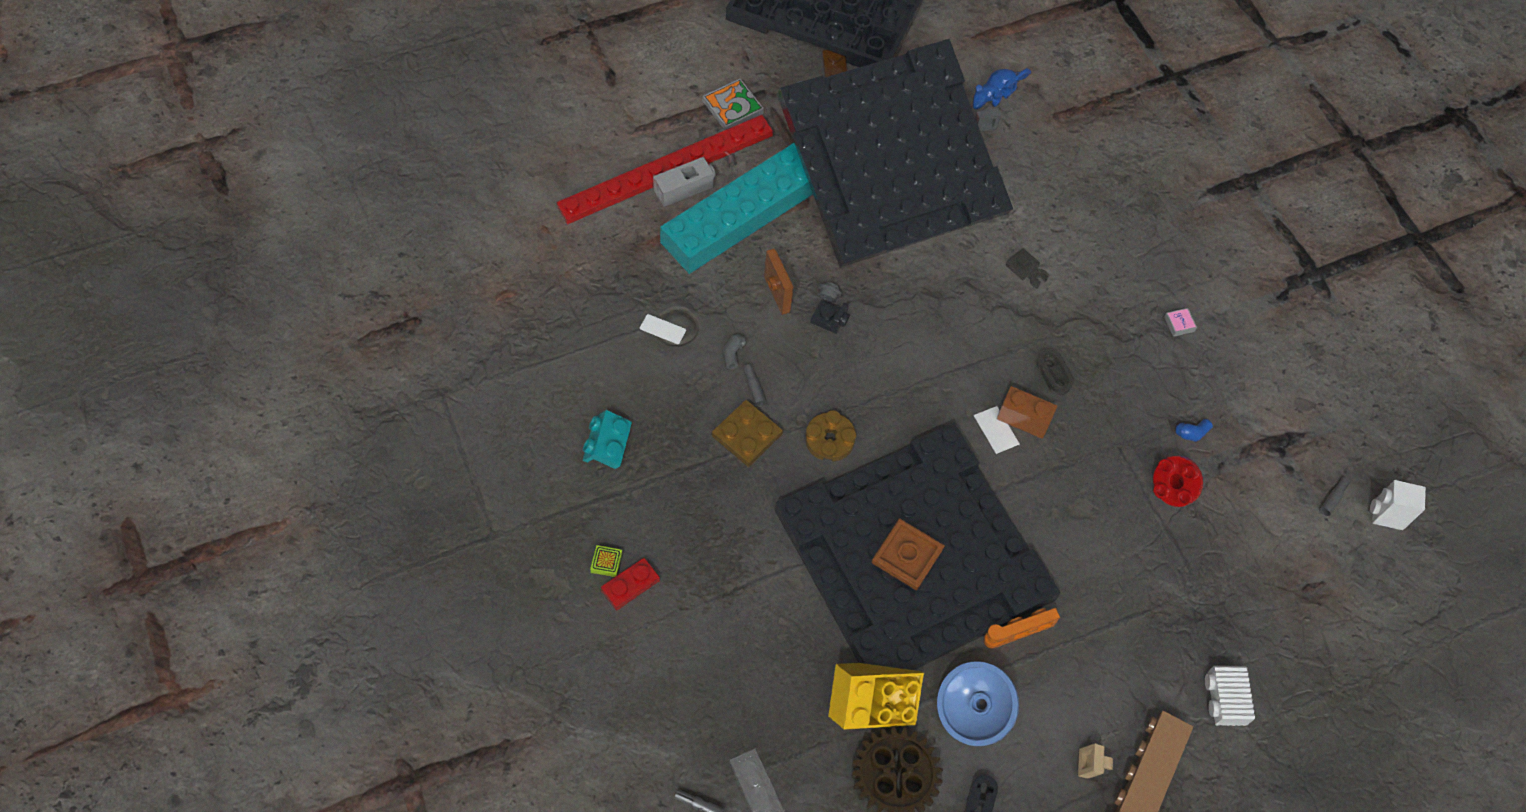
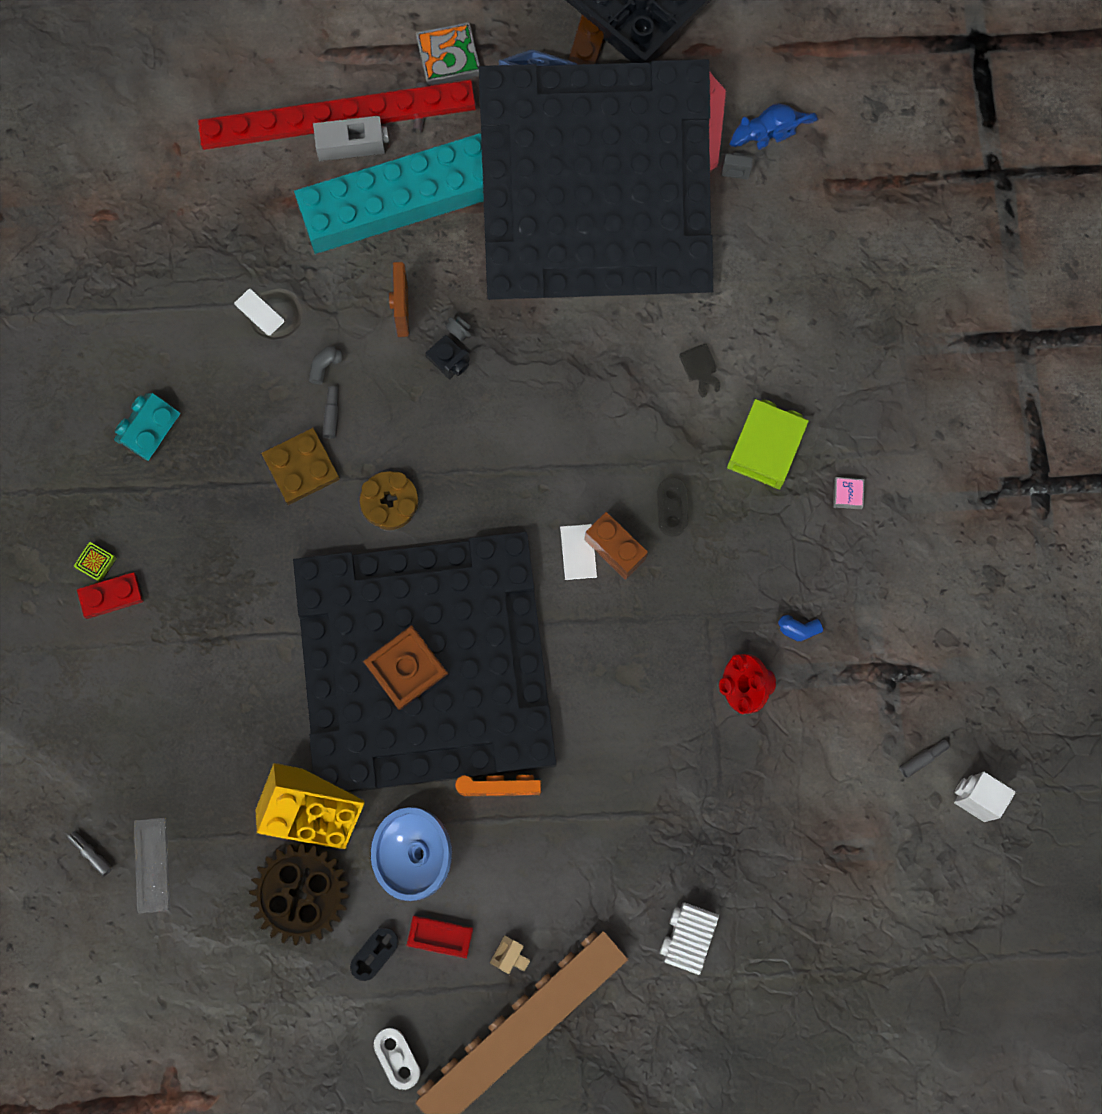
camera: 20 degrees right, 15 degrees up
(1027, 769) = (439, 937): none -> red tile
(1104, 304) = (768, 443): none -> lime brick

